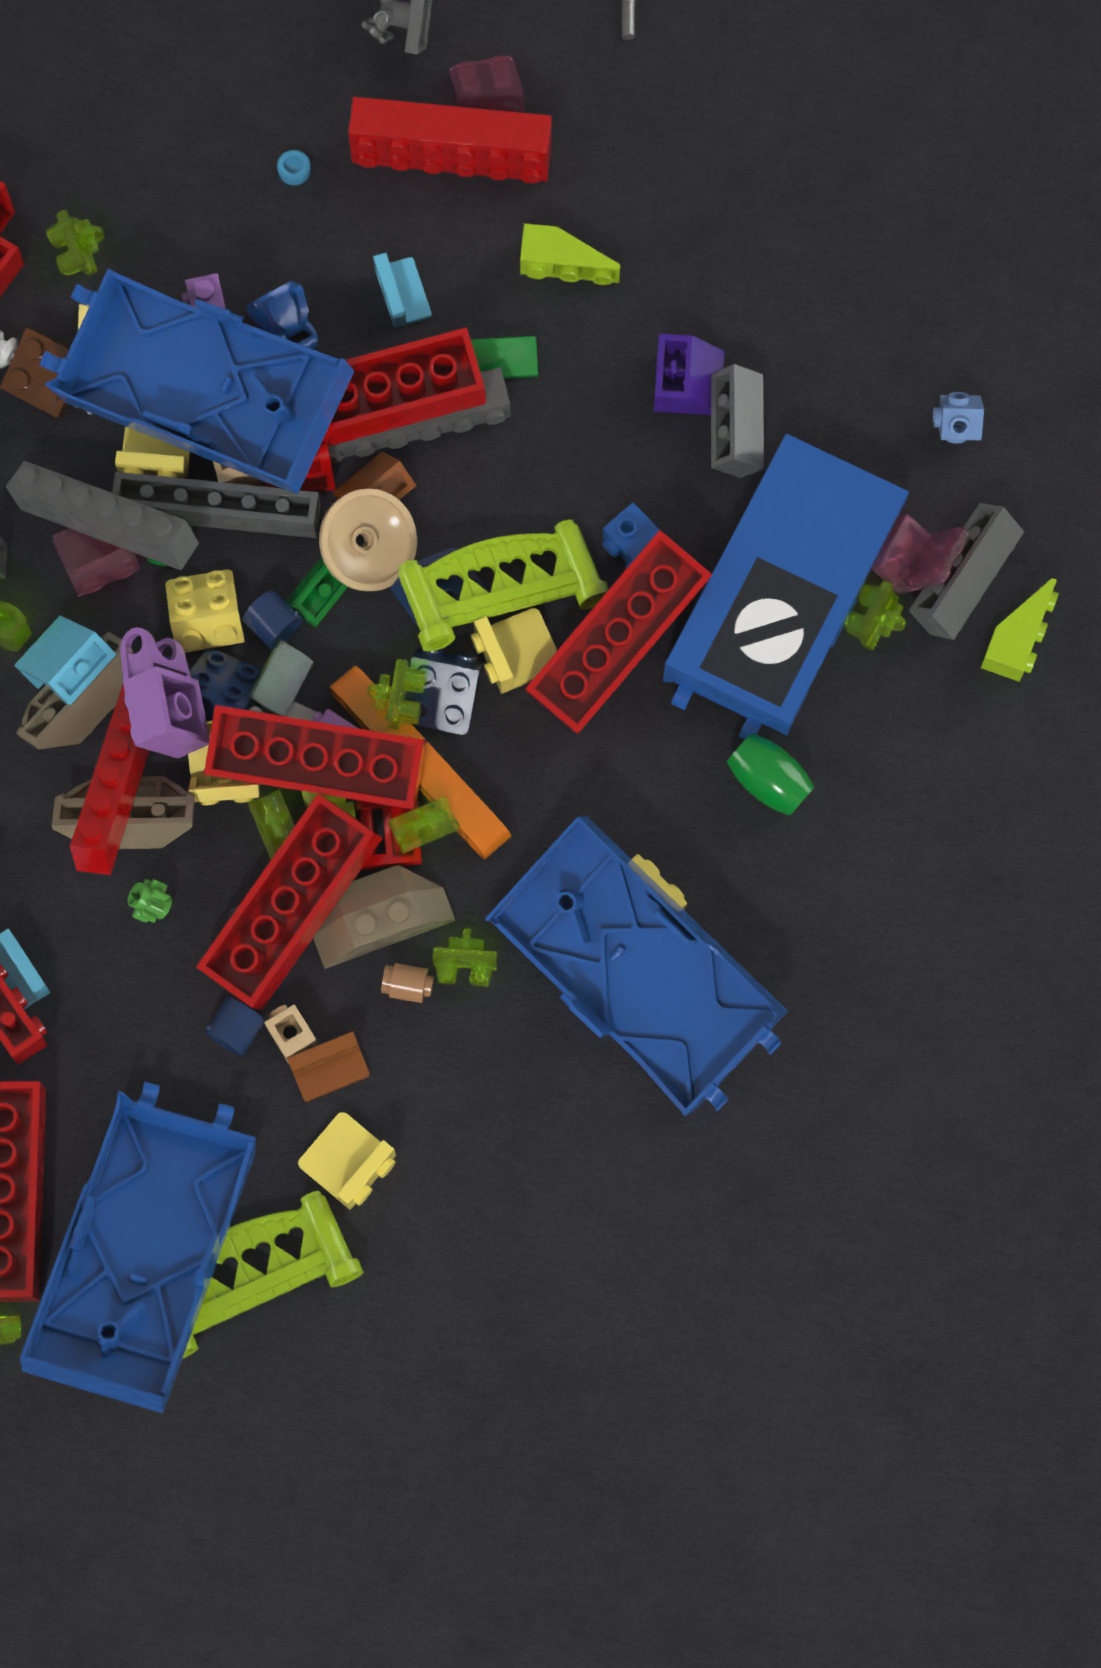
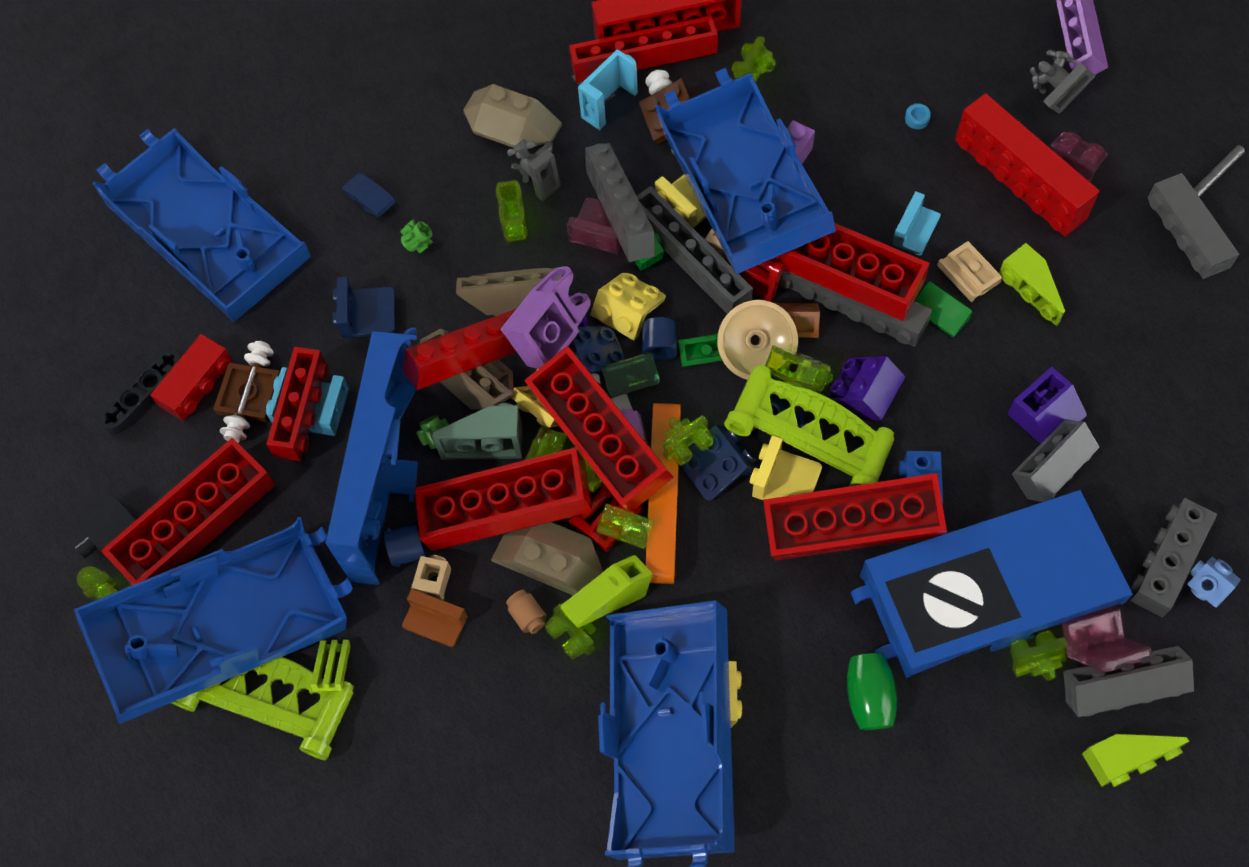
camera: 50 degrees right, 10 degrees down
(65, 659) = (521, 261): medium azure panel -> none
(141, 964) = (366, 471): none -> blue piece
(210, 854) = (487, 434): none -> sand green slope
(265, 1176) = (332, 648): none -> lime tile
(284, 313) = (833, 182): blue piece -> none
(347, 1160) = (386, 684): light yellow bracket -> none
(445, 532) = (810, 372): none -> clear neon green torso
(467, 896) = (609, 591): none -> lime slope
(494, 296) = (969, 271): none -> tan plate
(506, 497) = (866, 386): none -> dark purple slope
(656, 74) = (1192, 226): none -> dark grey brick
(908, 424) = (1173, 557): none -> dark grey brick

